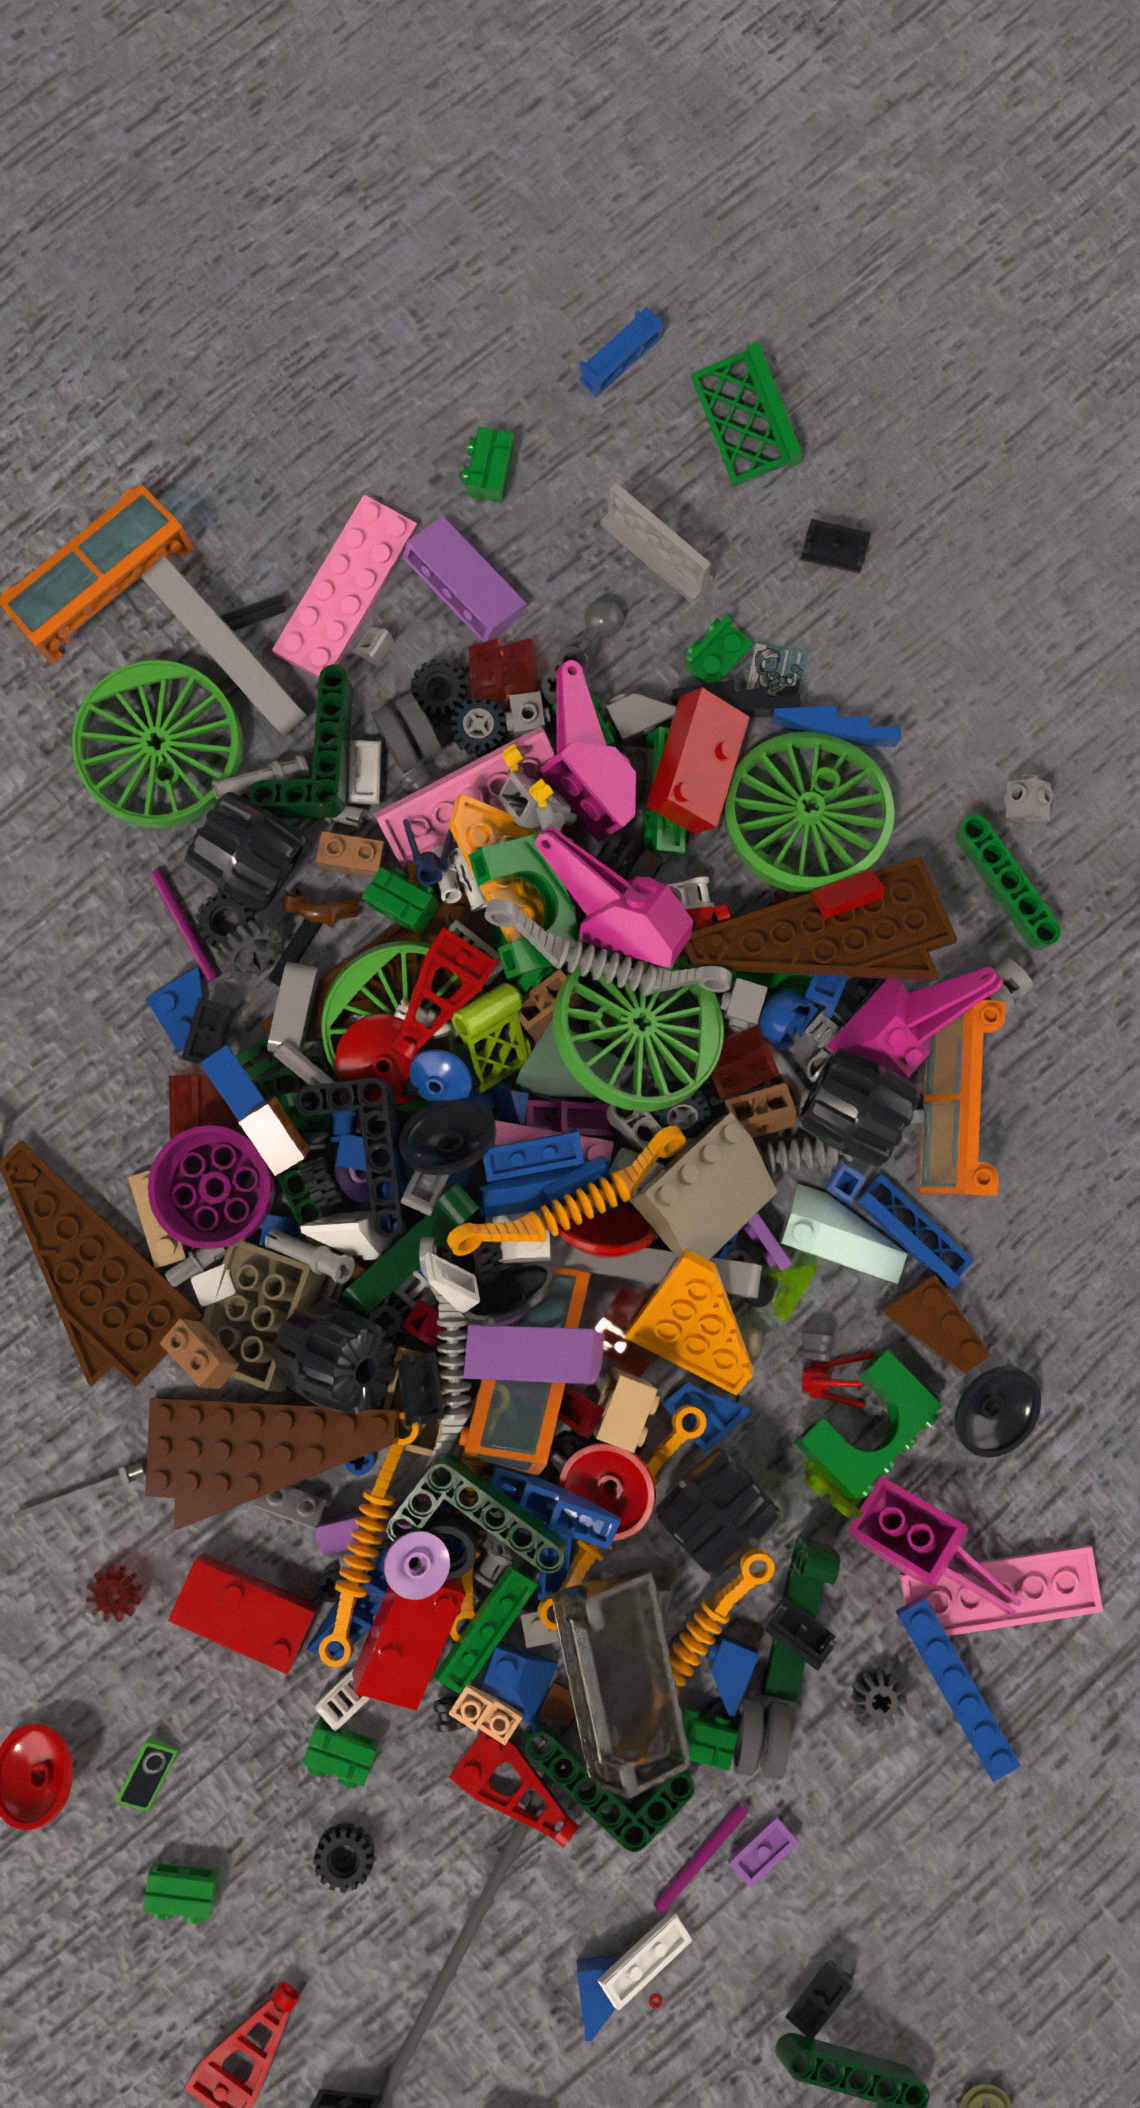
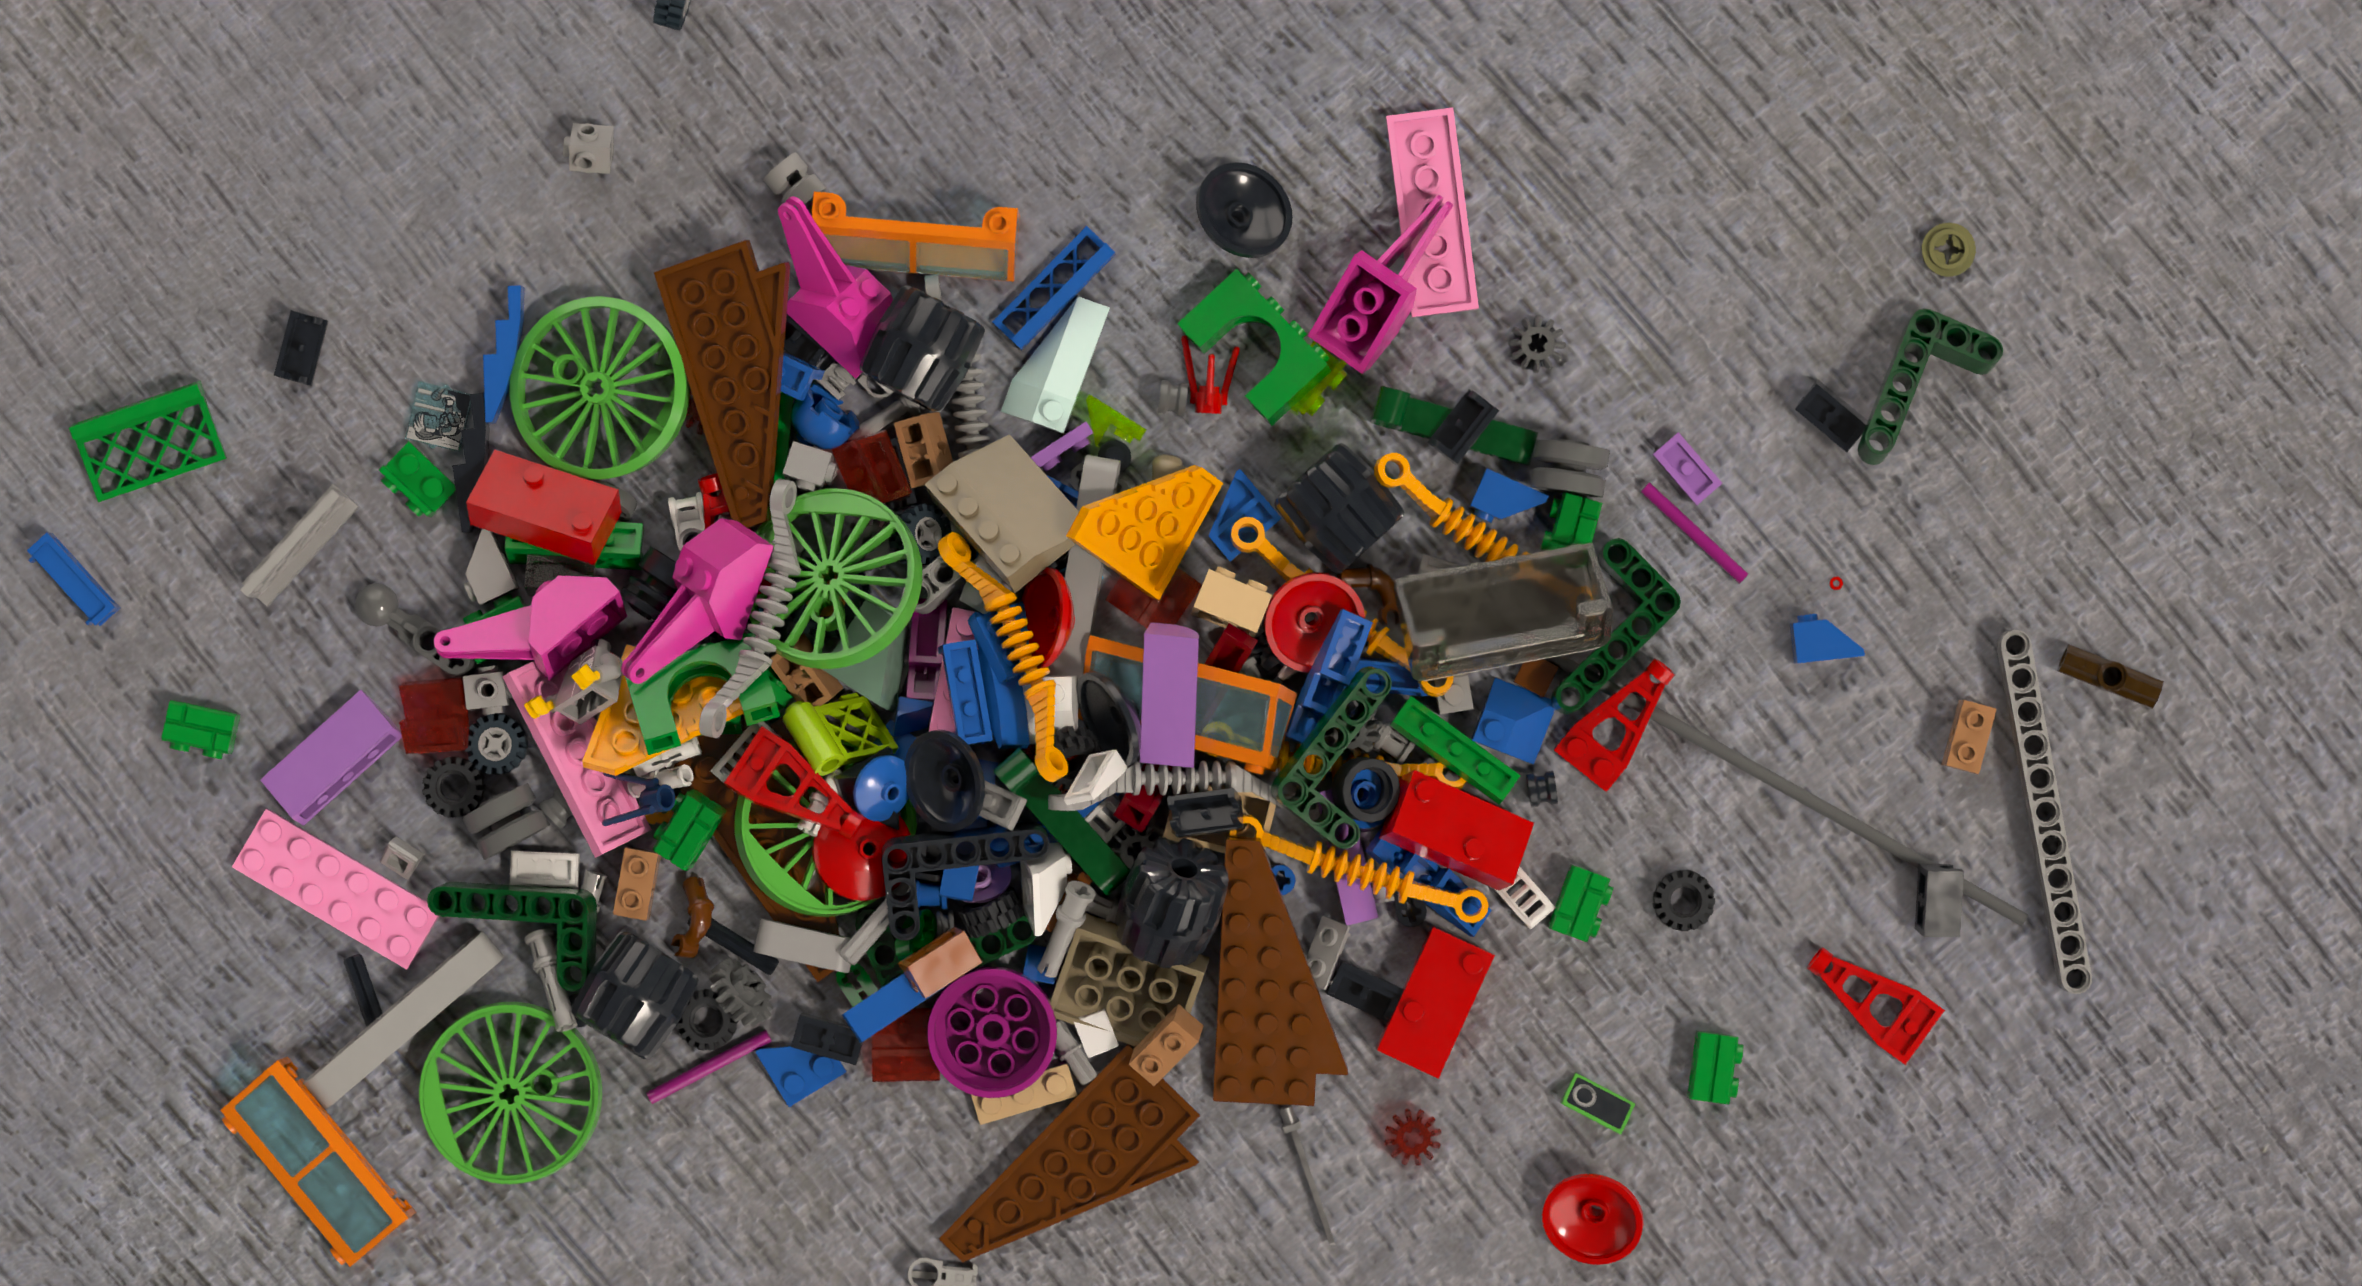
camera: 80 degrees left, 5 degrees up
(254, 1544) = (1365, 991): none -> black hinge
(427, 1575) = (1384, 803): lavender dish -> none
(486, 1713) = (1540, 751): light nougat slope -> none
(644, 1960) = (1788, 593): white tile -> none
(648, 1546) = (1373, 579): none -> reddish brown piece
(845, 1183) = (1001, 361): blue slope -> none
(848, 894) = (694, 352): red slope -> none
(937, 1323) = (1151, 270): reddish brown wedge -> none
(958, 1688) = (1527, 262): blue plate -> none
(1006, 866) = (662, 175): green beam -> none

